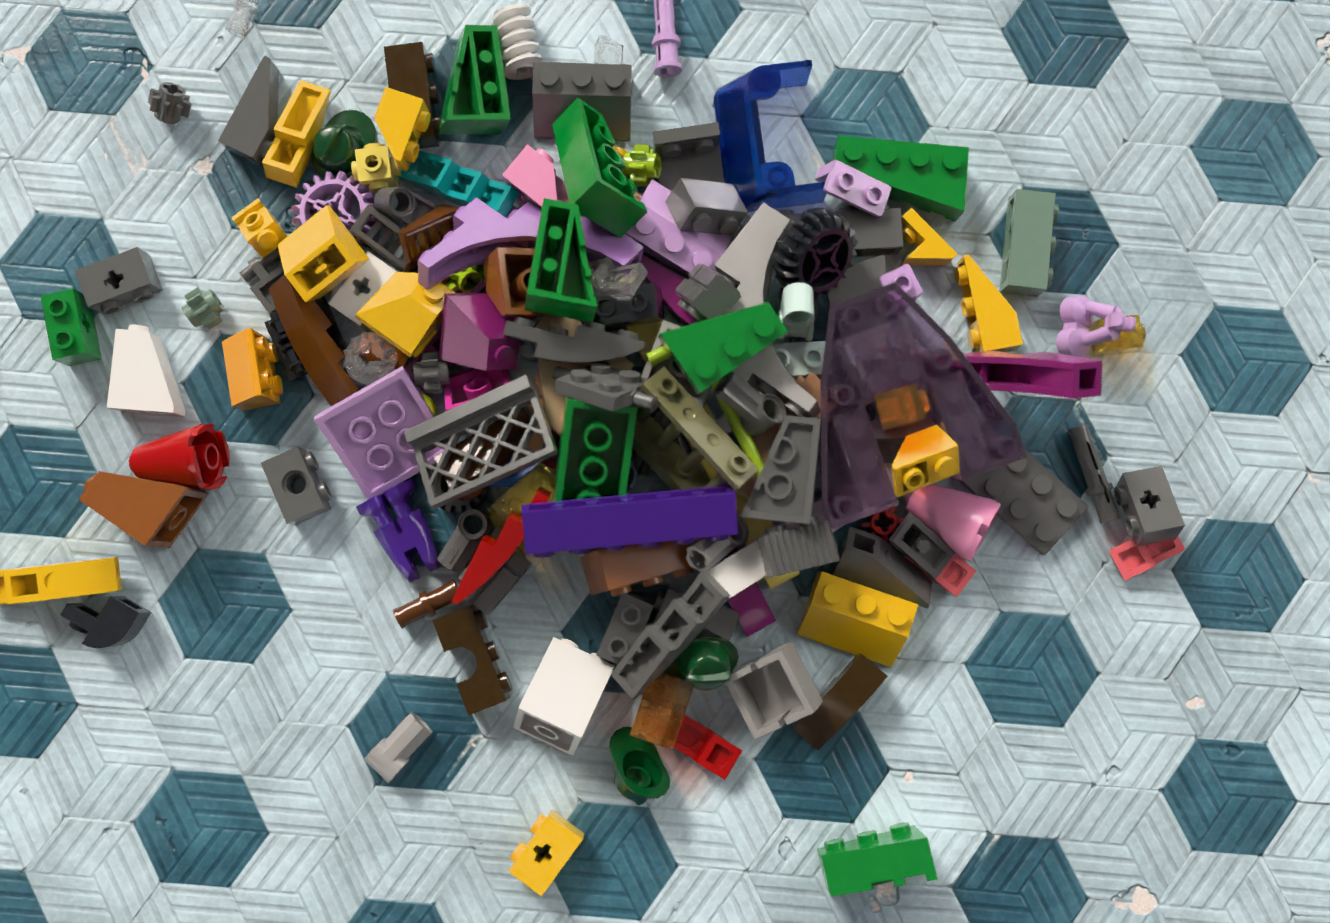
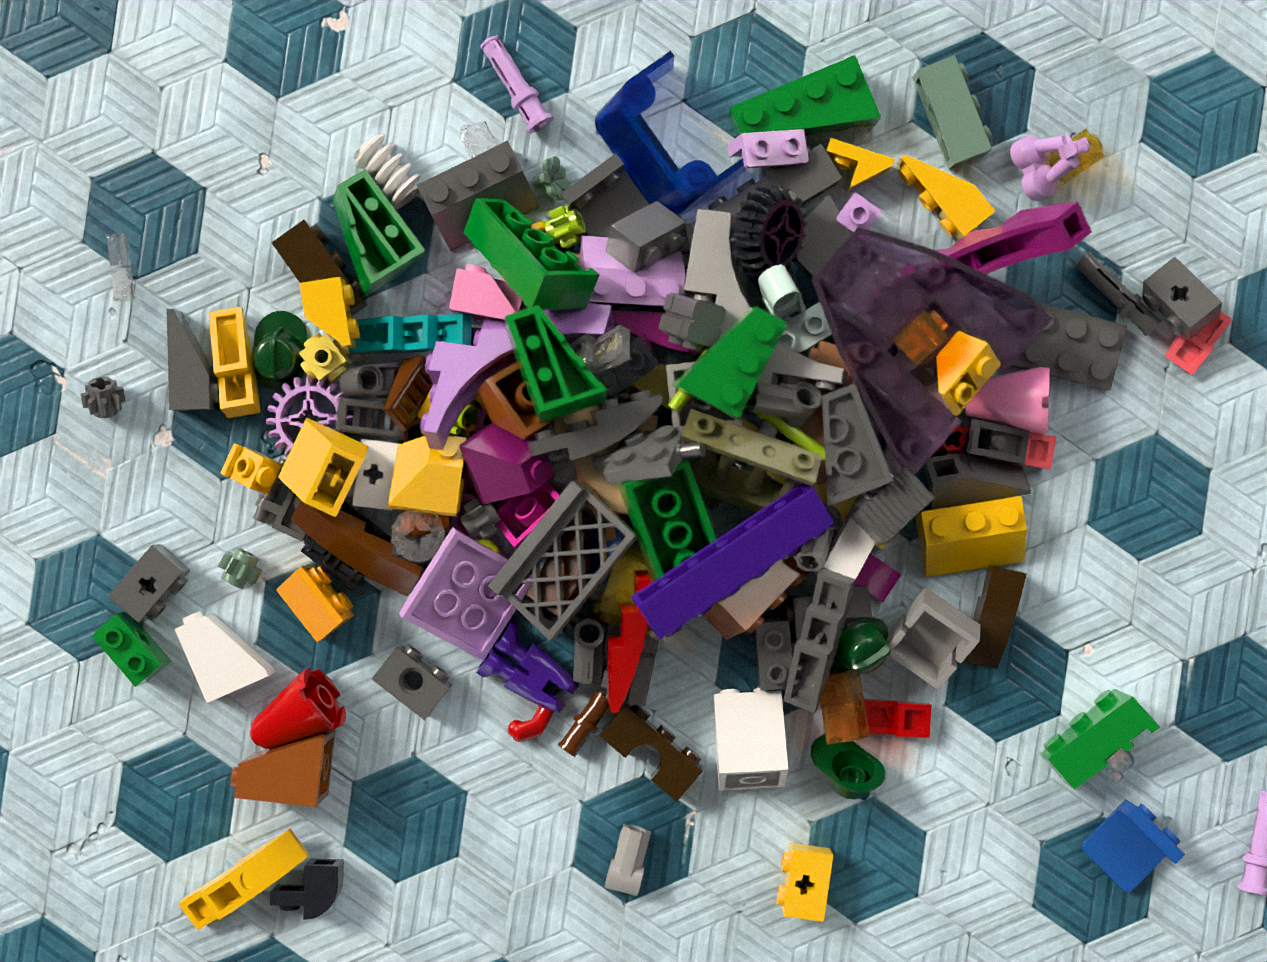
camera: 25 degrees left, 5 degrees up
(377, 583) = (532, 728): none -> red arm
(653, 118) = (552, 178): none -> sand green plant

